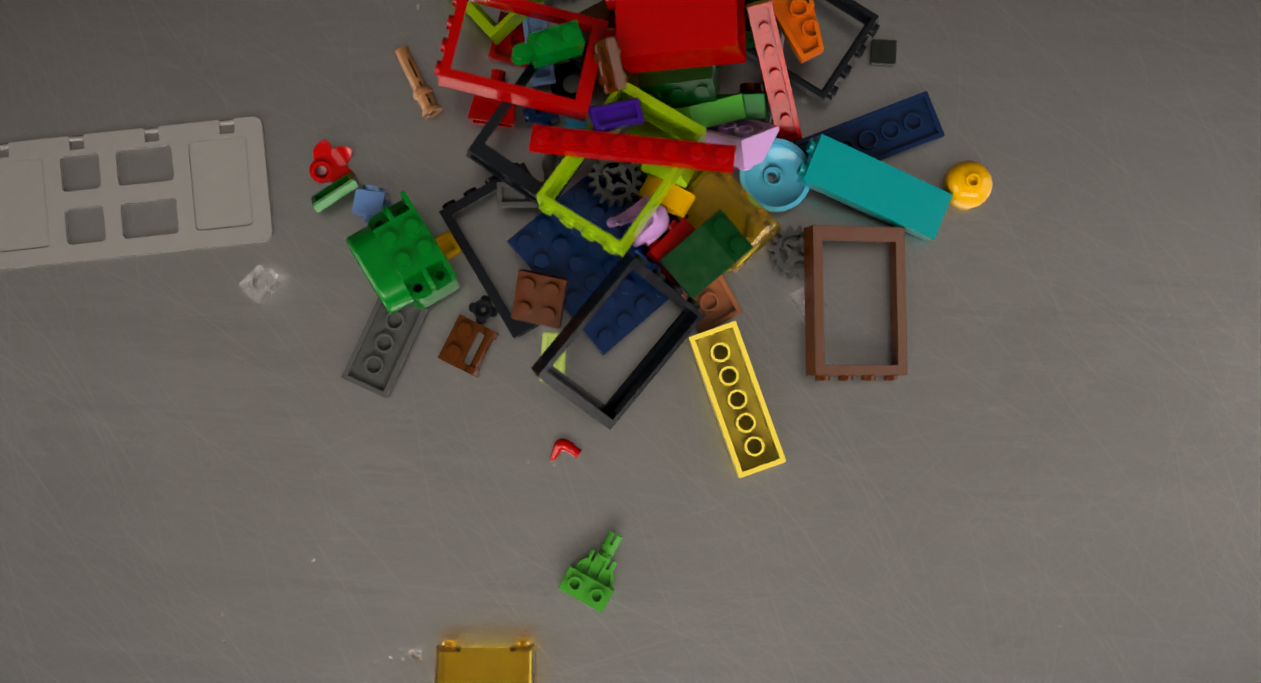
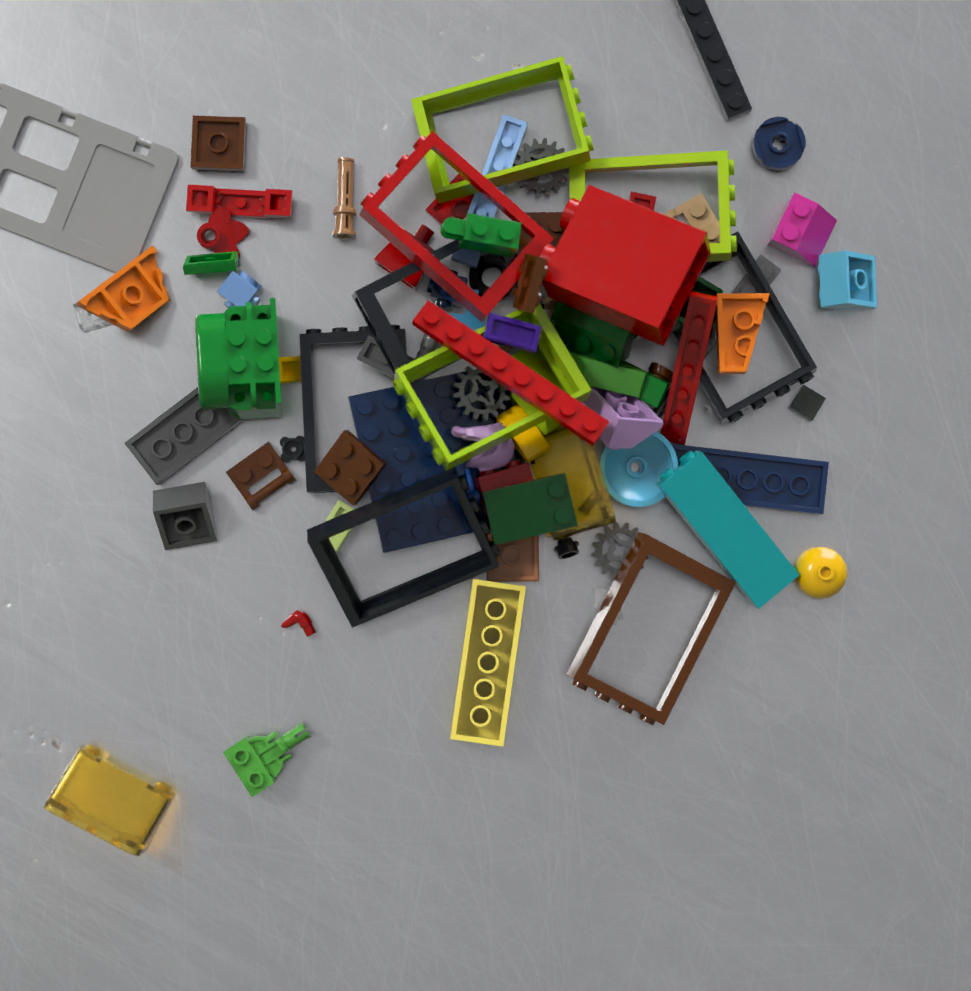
camera: 30 degrees right, 0 degrees up
(279, 252) = (129, 293): none -> orange wing
(288, 90) = (218, 143): none -> reddish brown plate
(334, 130) = (242, 203): none -> red slope
(422, 411) = (184, 515): none -> dark grey slope
(750, 272) = (566, 548): none -> black plate

